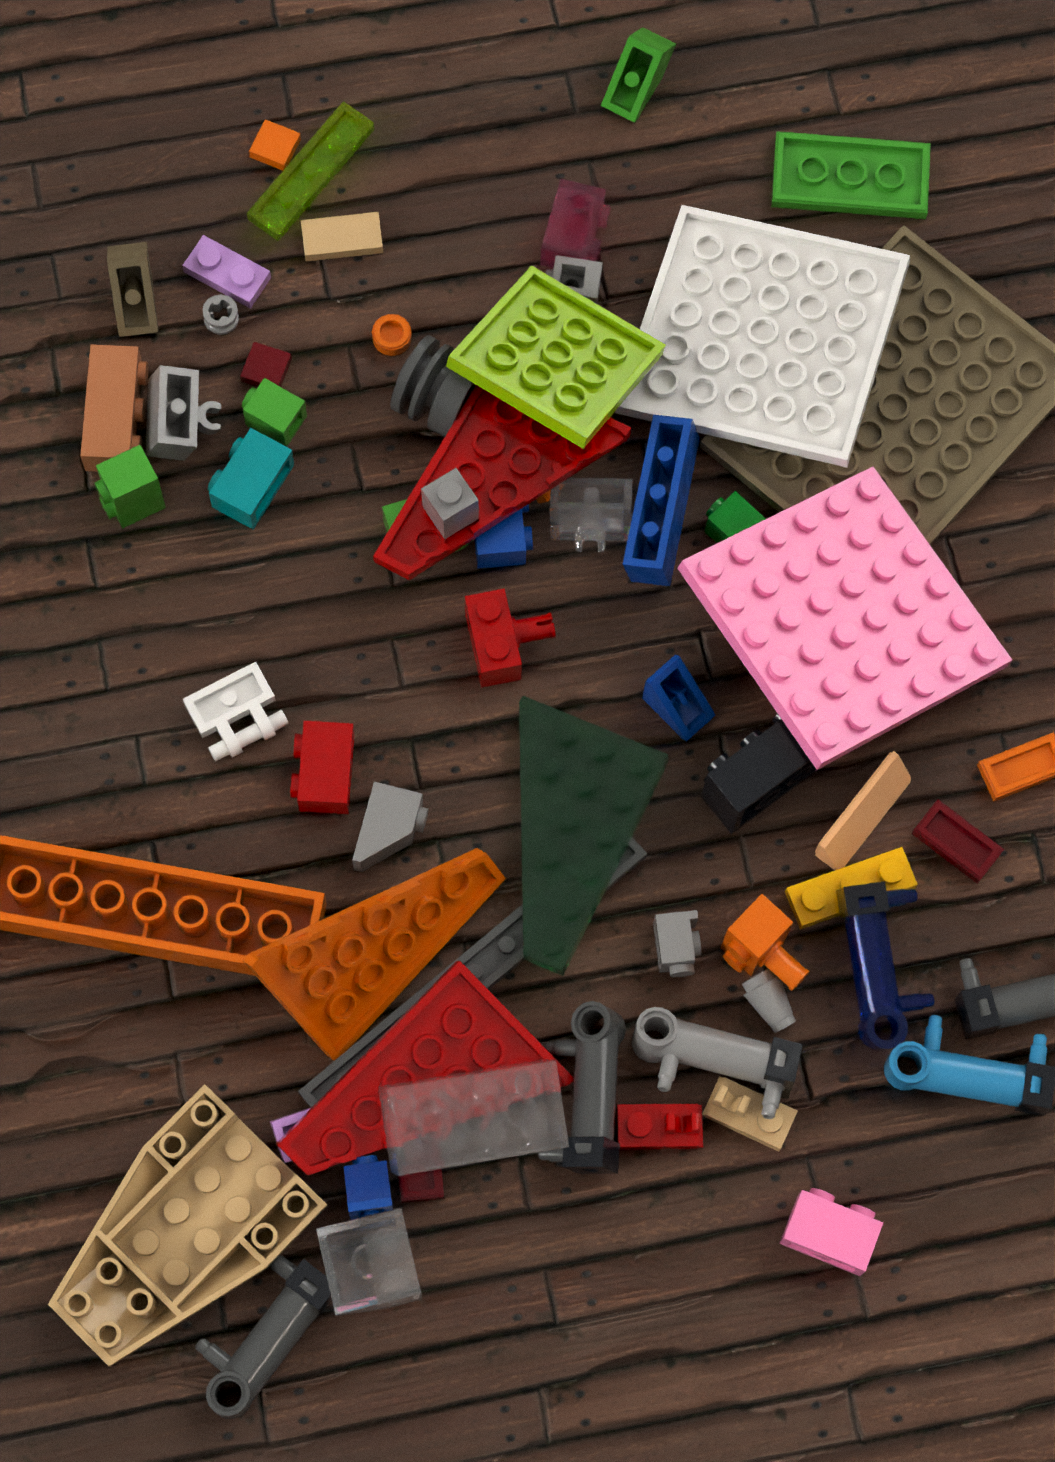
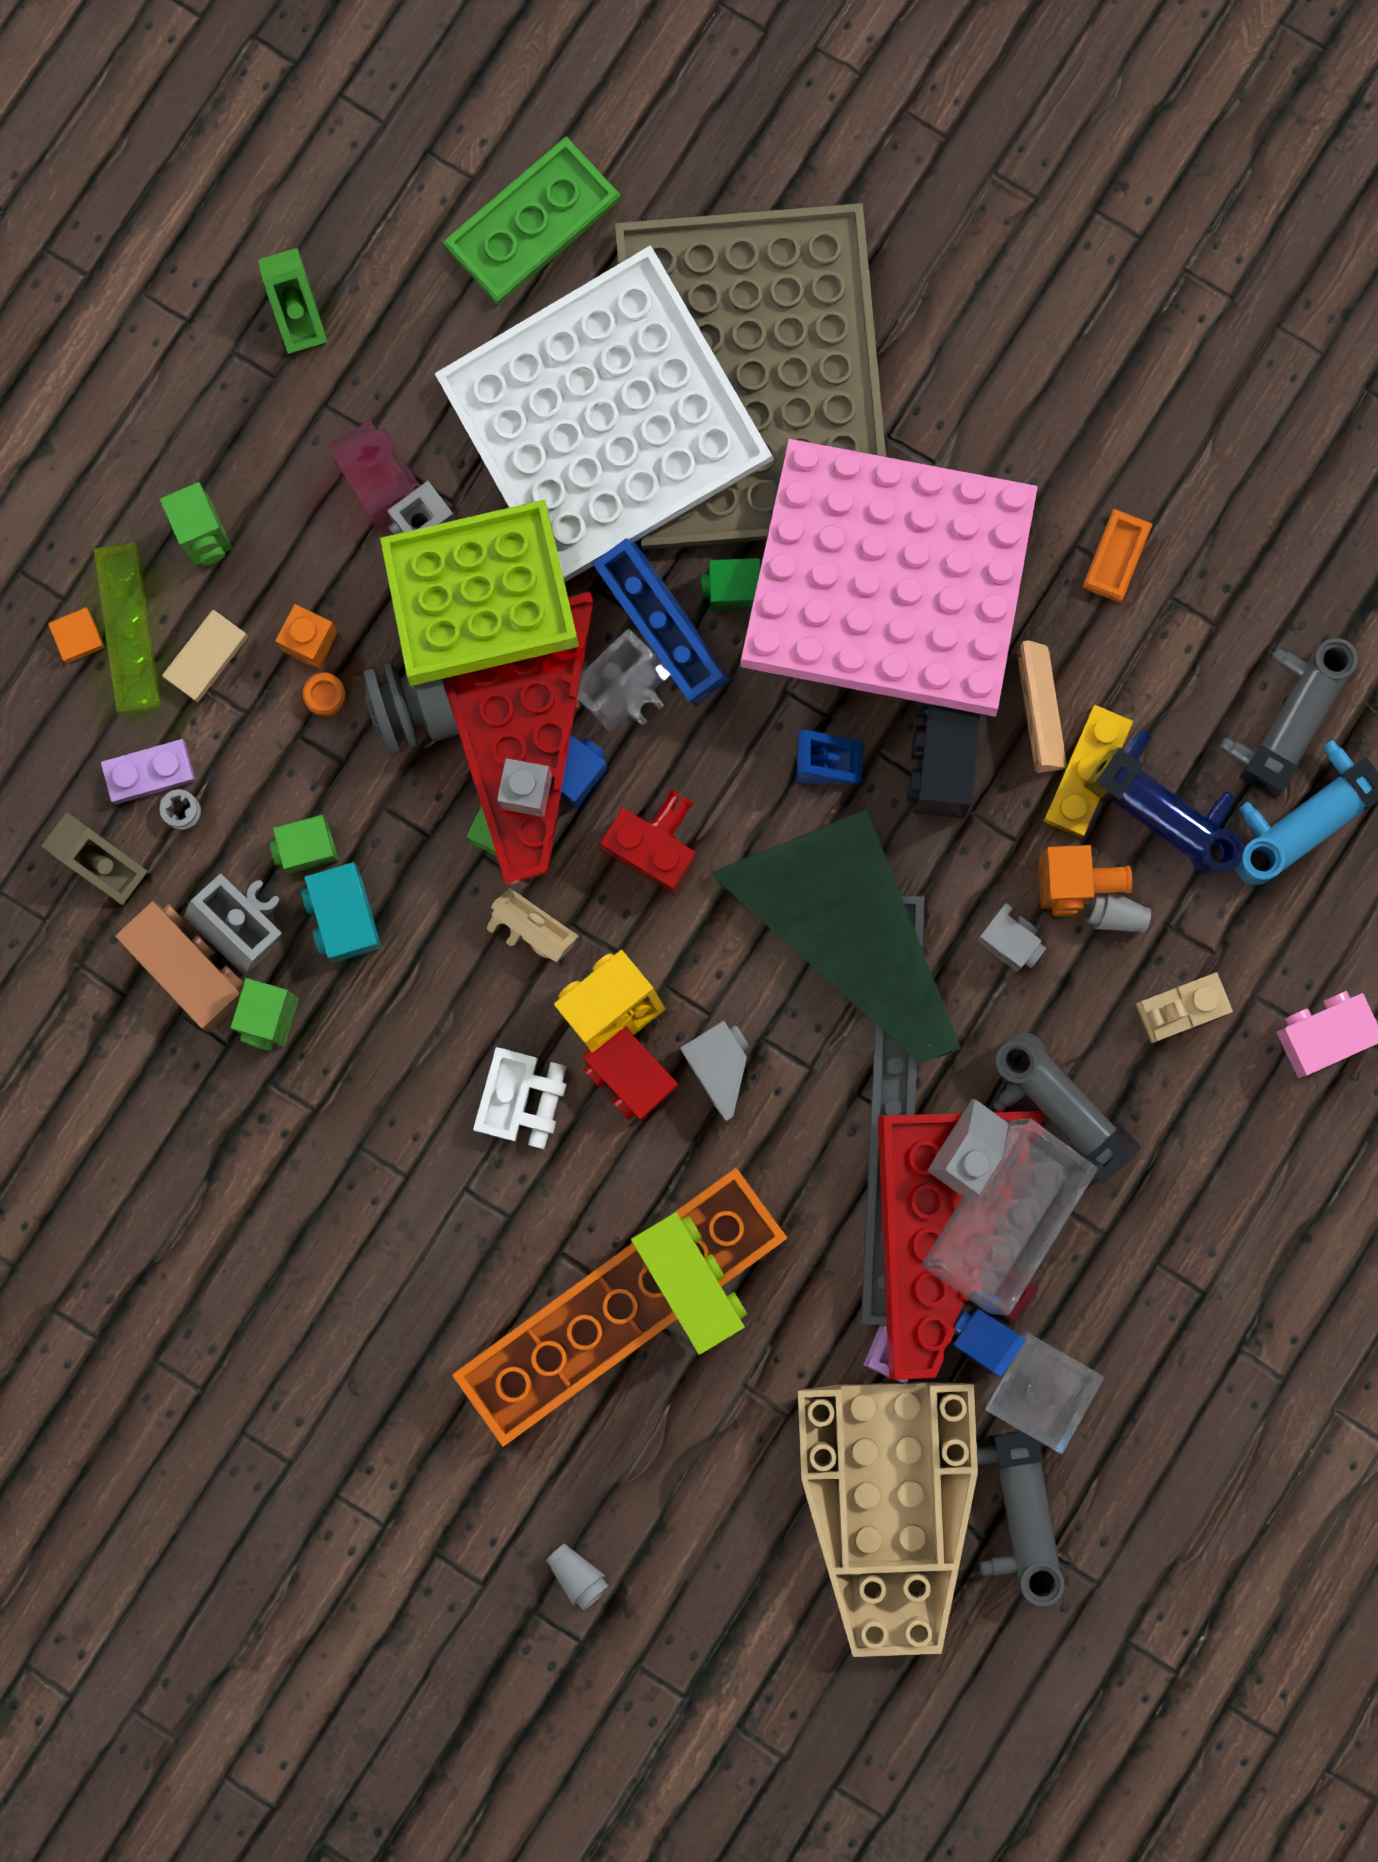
camera: 40 degrees left, 10 degrees up
(210, 931) = (690, 1281): none -> lime brick
(265, 363) = (258, 815): dark red tile -> none
(359, 960) = (810, 1192): orange wing -> none
(361, 701) = (609, 1001): none -> yellow brick
(364, 608) = (531, 924): none -> tan plate
(418, 285) = (307, 636): none -> orange brick
(423, 146) = (196, 525): none -> bright green brick
(496, 1045) = (971, 1150): none -> light grey slope
(659, 1126) = (1132, 1082): red plate -> none
(717, 1051) = (1165, 961): light grey piece -> none
(957, 841) = (1126, 659): dark red tile -> none

